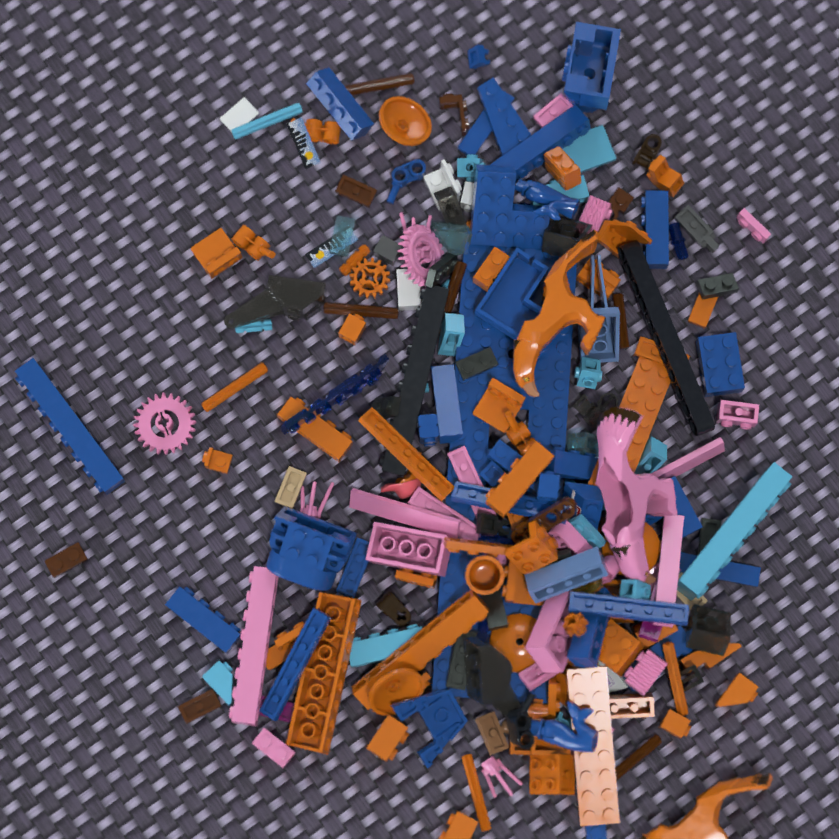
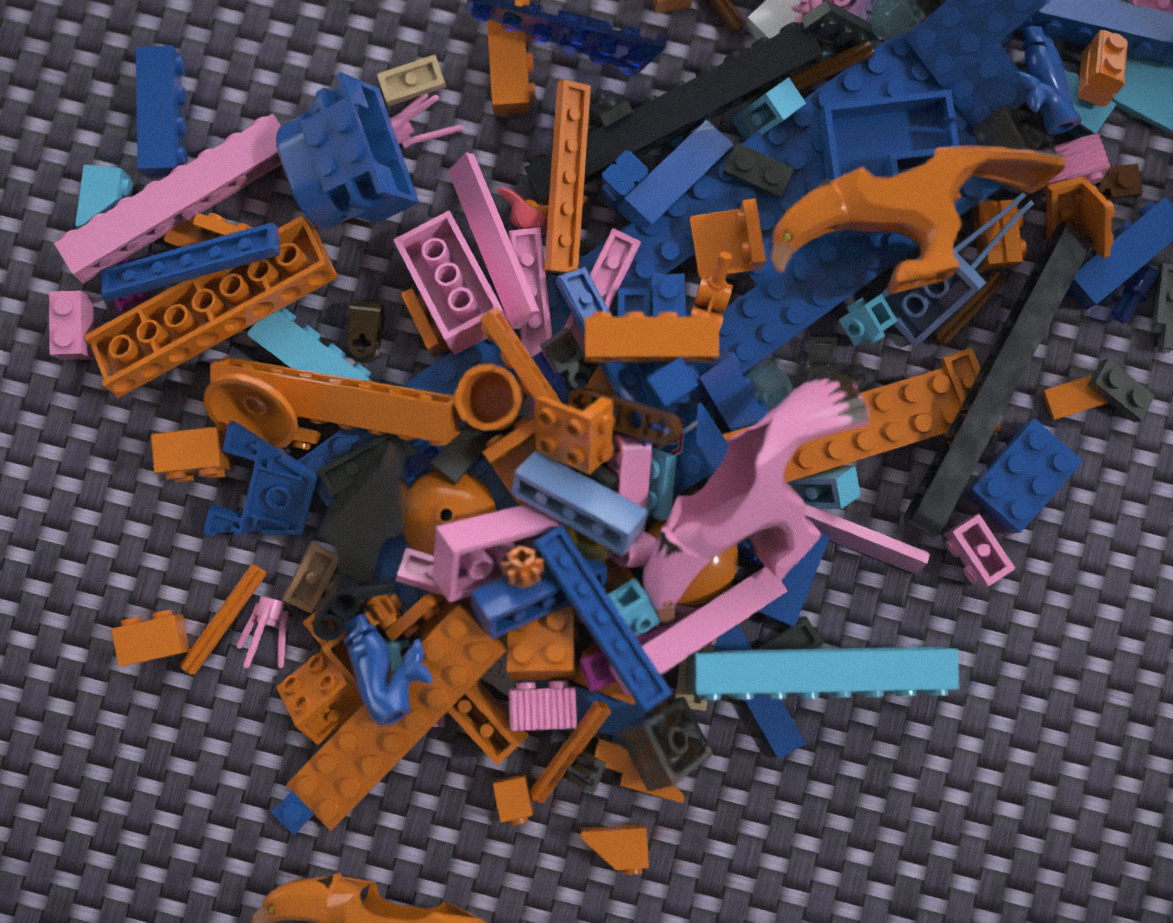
camera: 50 degrees right, 5 degrees up
(199, 706) = (49, 195): reddish brown plate -> none
(354, 569) = (372, 242): blue tile -> none
(490, 269) = (894, 81): orange brick -> none
(637, 756) = (433, 783): reddish brown axle -> none

